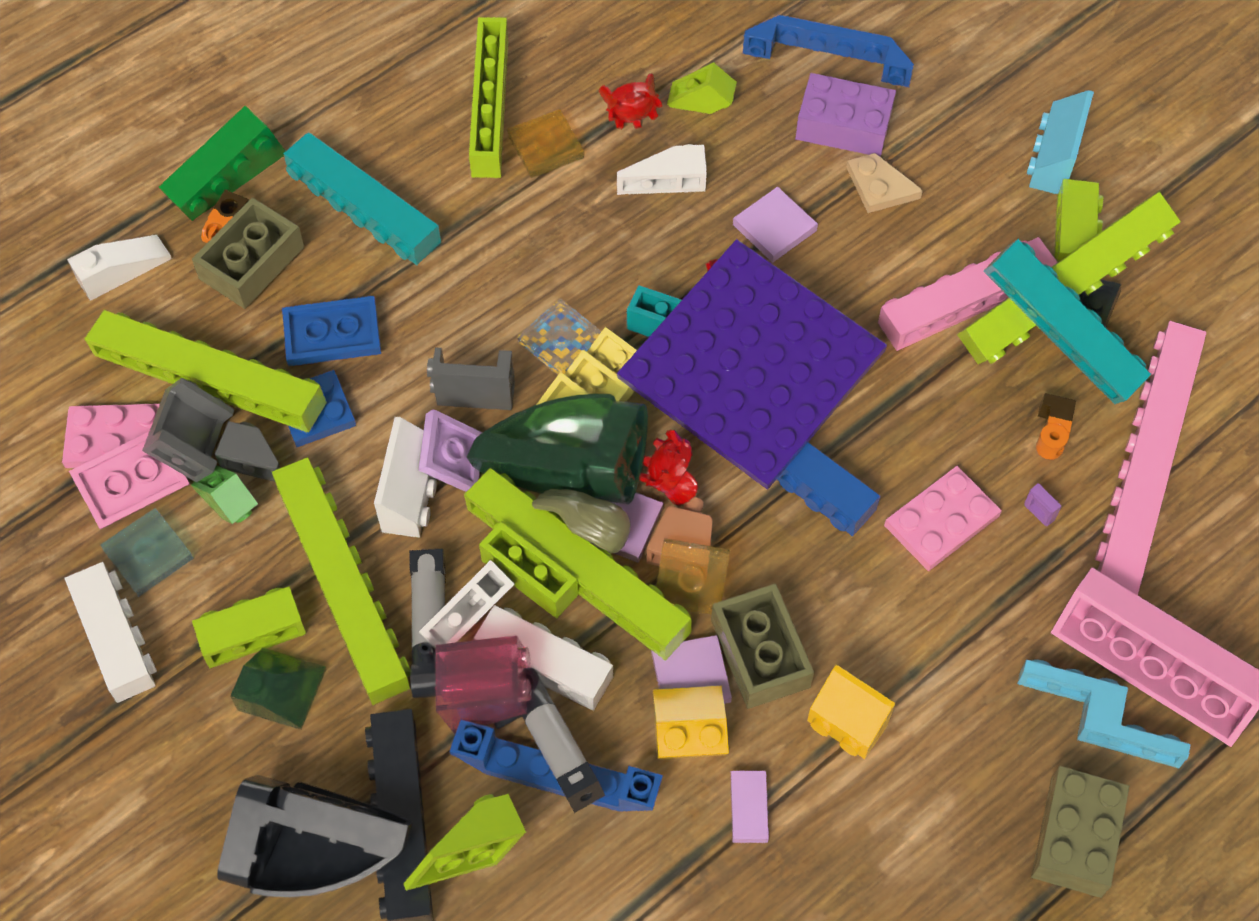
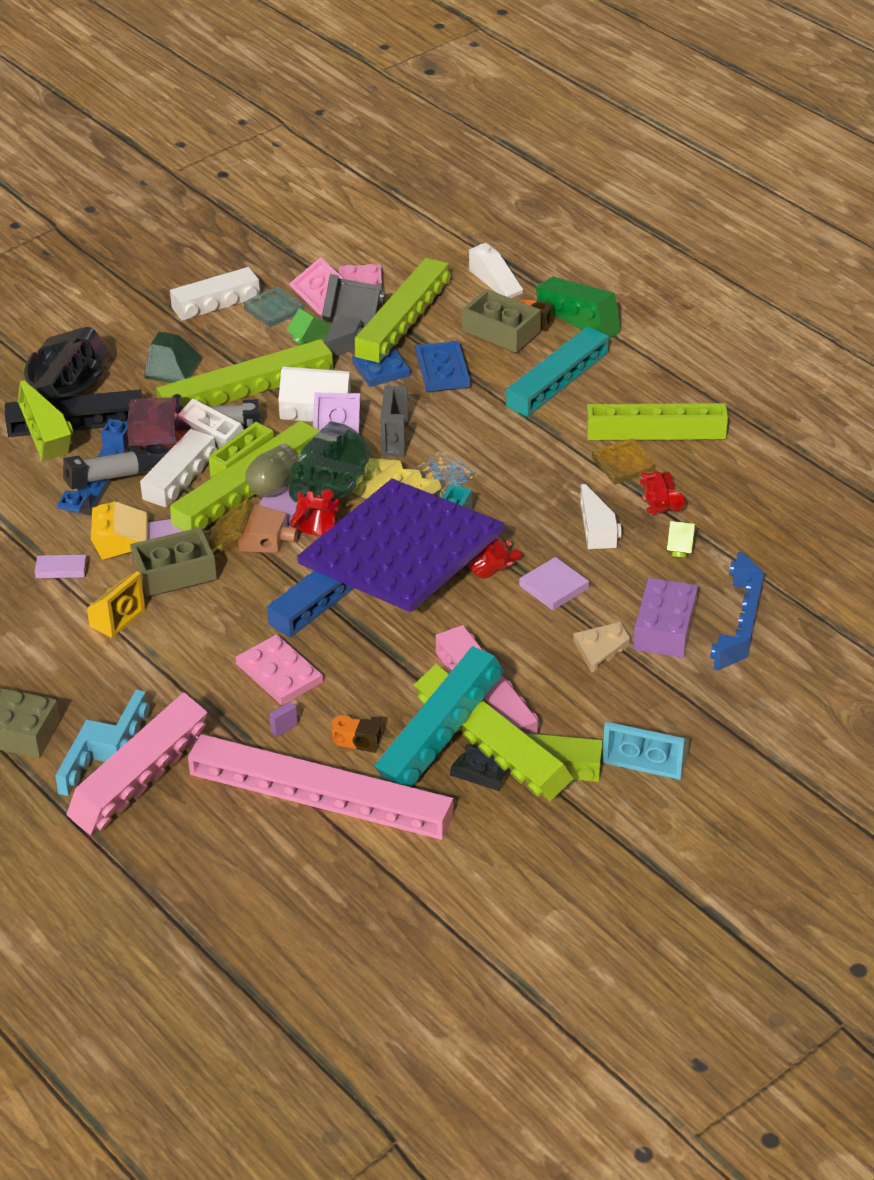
camera: 90 degrees right, 20 degrees down
(248, 626) = (213, 344): lime brick -> none

